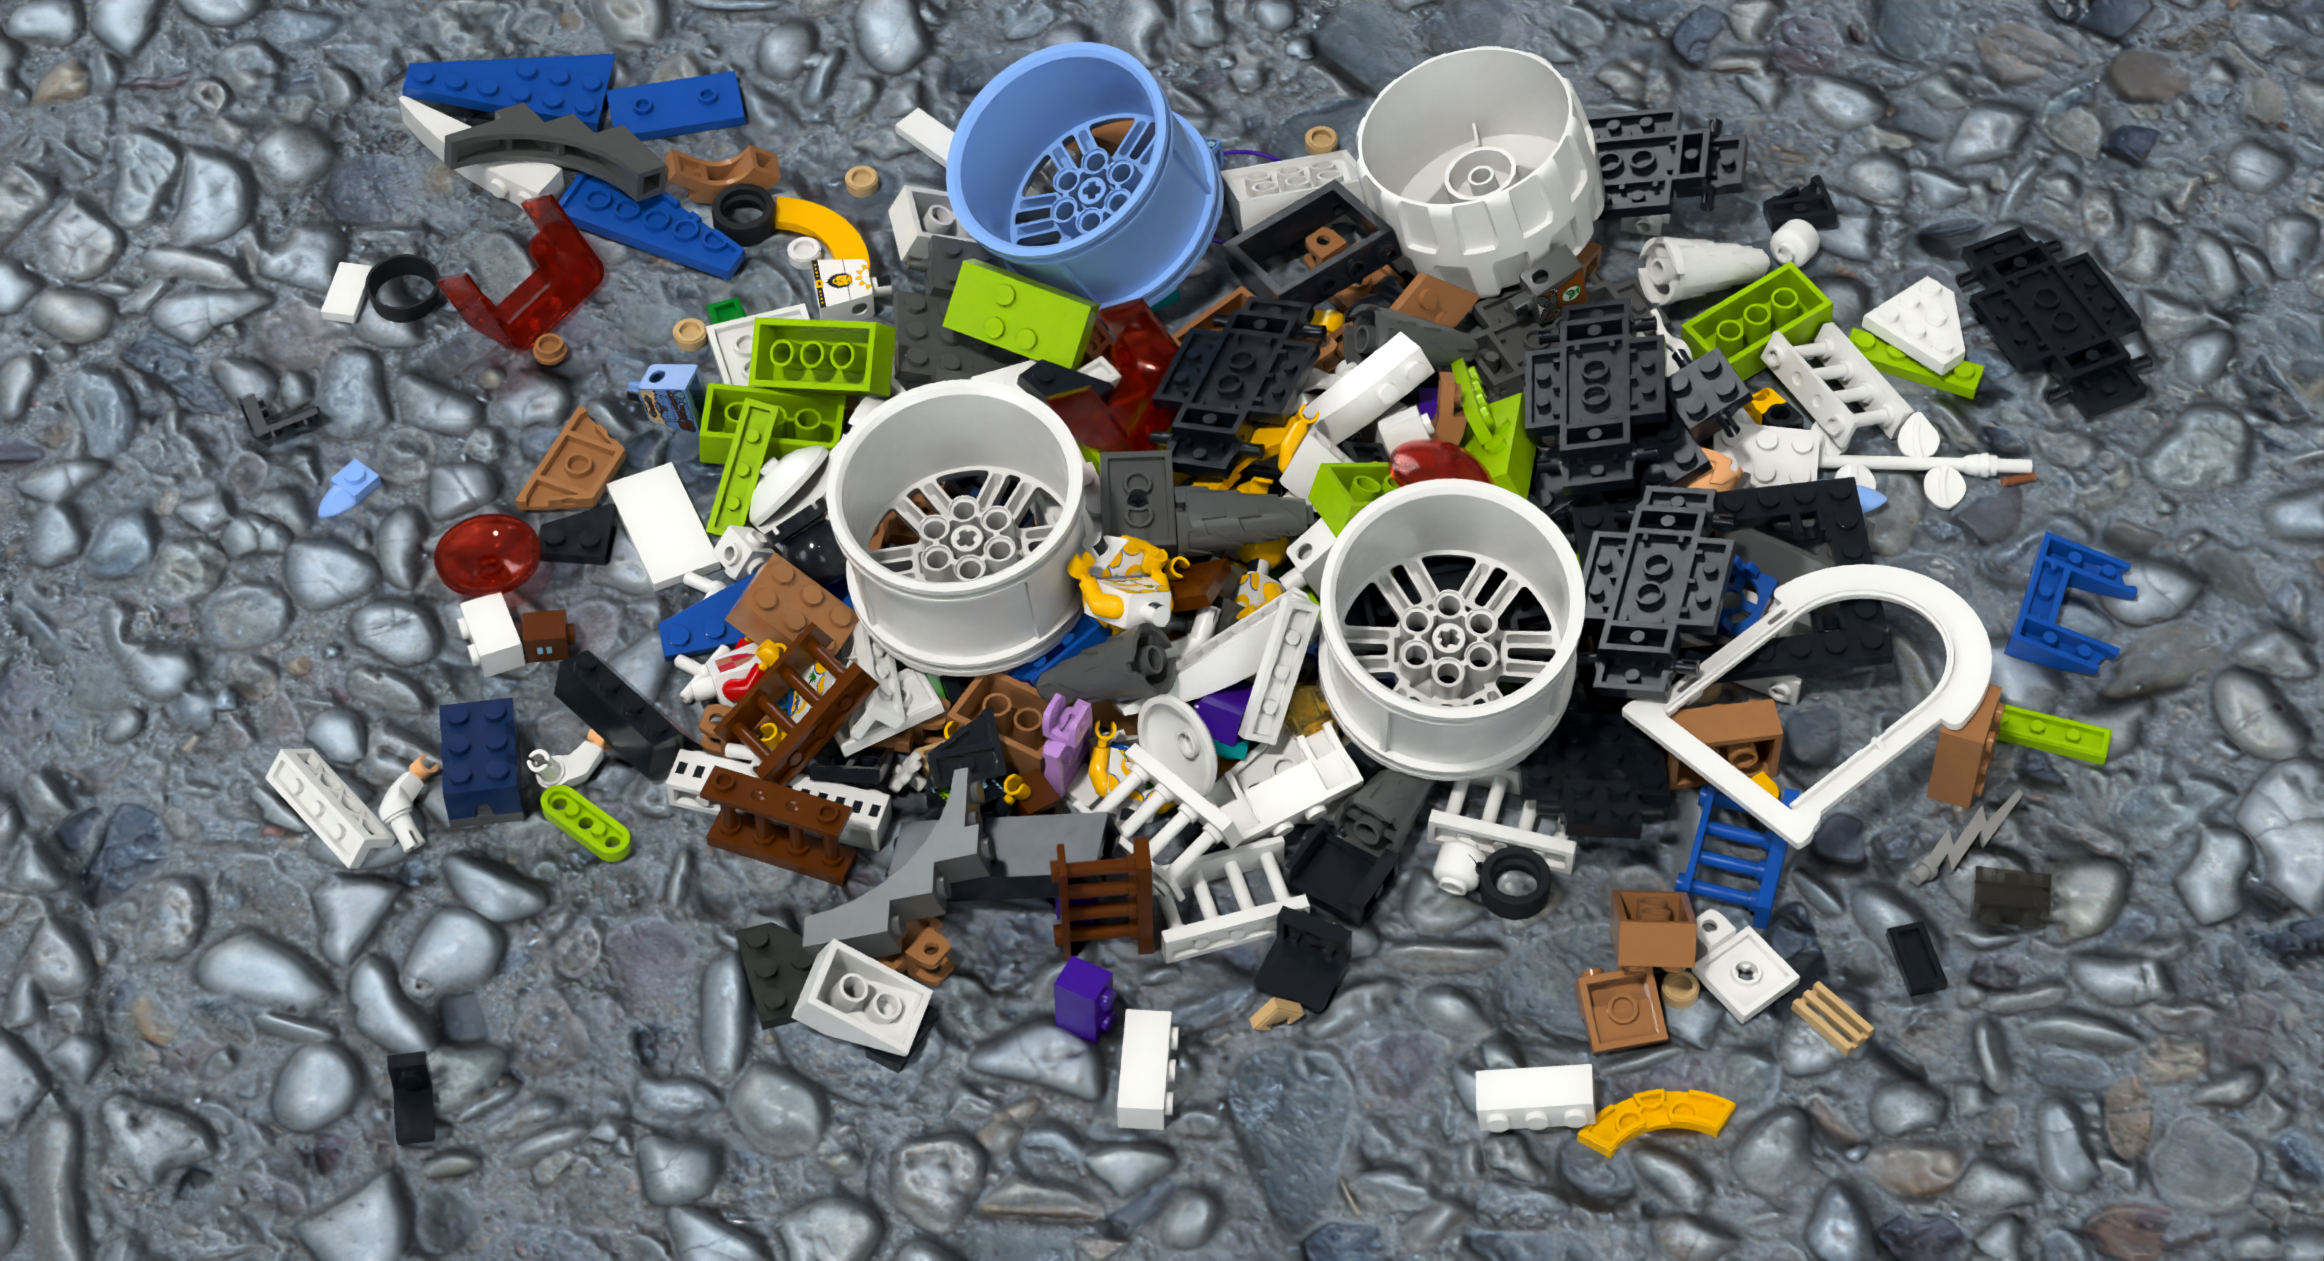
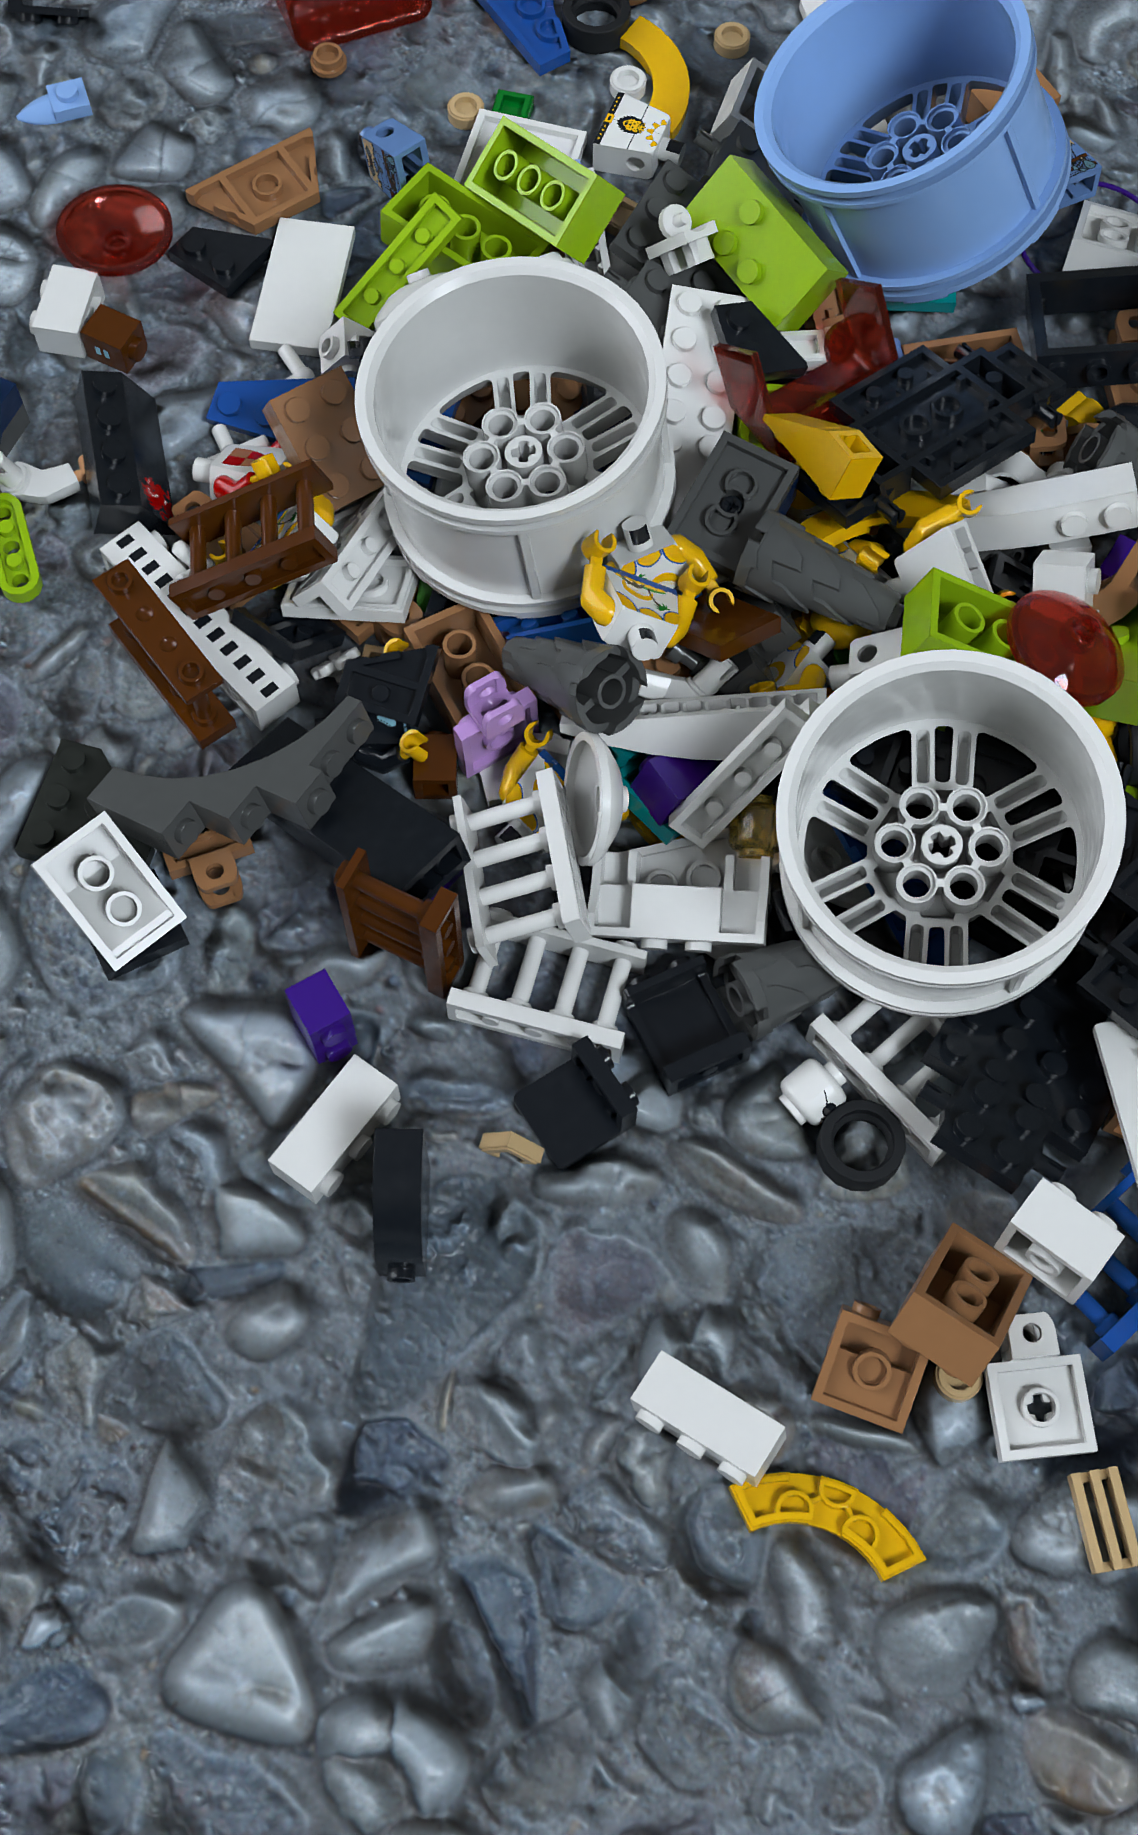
camera: 30 degrees right, 15 degrees up
(954, 339) = (683, 245): none -> white hips
(1188, 430) = (831, 454): none -> yellow slope
(1234, 1075) = (400, 1203): none -> black brick
(1689, 852) = (1059, 1240): none -> white brick

